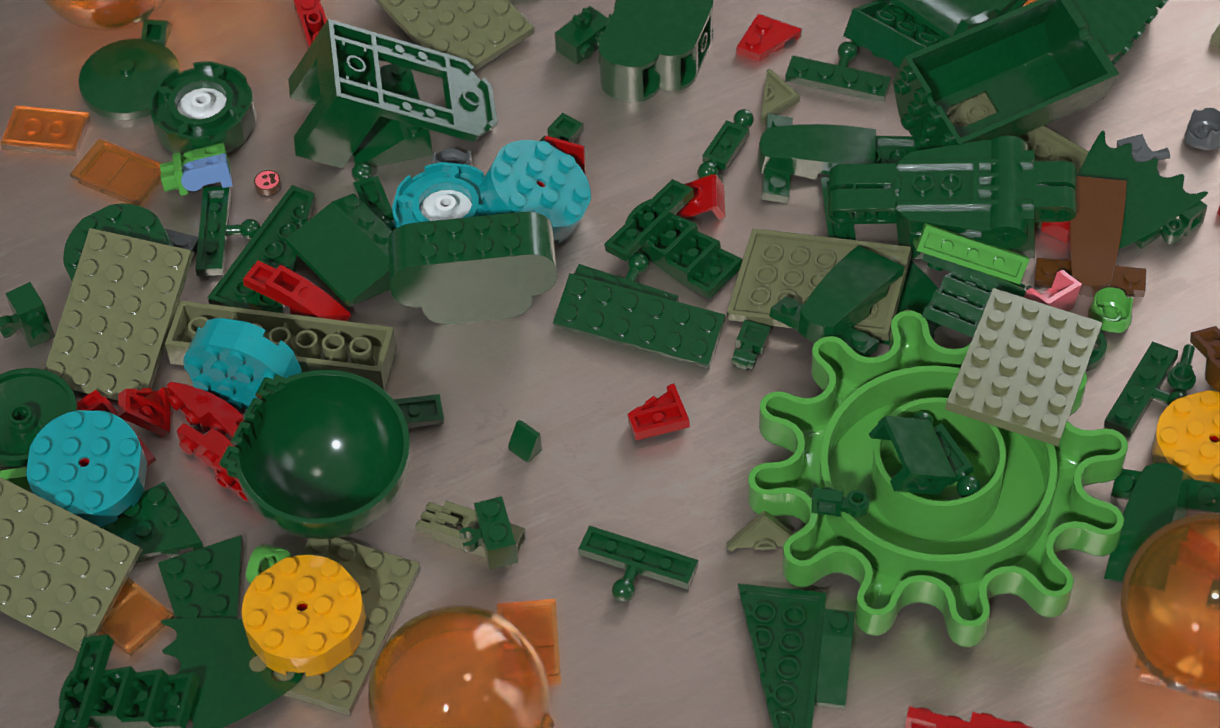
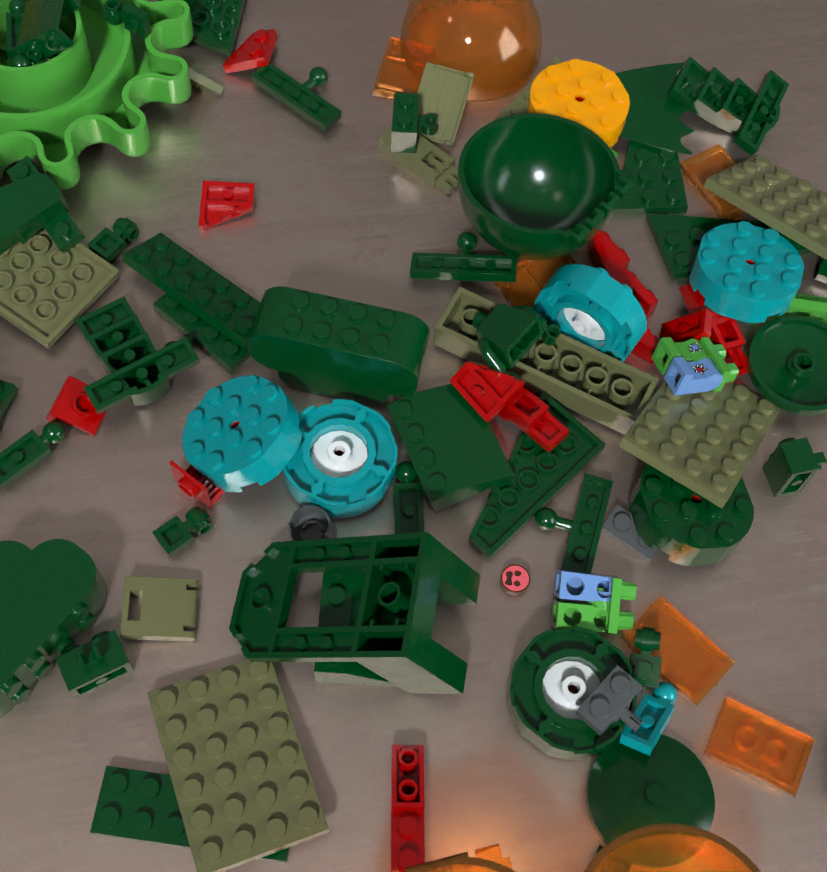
camera: 170 degrees left, 10 degrees up
(130, 362) = (696, 365): none -> hips
(135, 115) = (655, 713): none -> teal plate
(145, 150) = (644, 666): none -> dark green plate
(169, 93) = (611, 702): none -> dark grey plate
(316, 320) = (510, 333): none -> dark green torso
(327, 279) = (486, 388): none -> red wing
(466, 583) = (444, 94): none -> olive piece
(525, 441) = (348, 215): dark green slope -> none
(547, 83) = (164, 609): none -> olive container
(710, 595) = (253, 52): none -> red wing

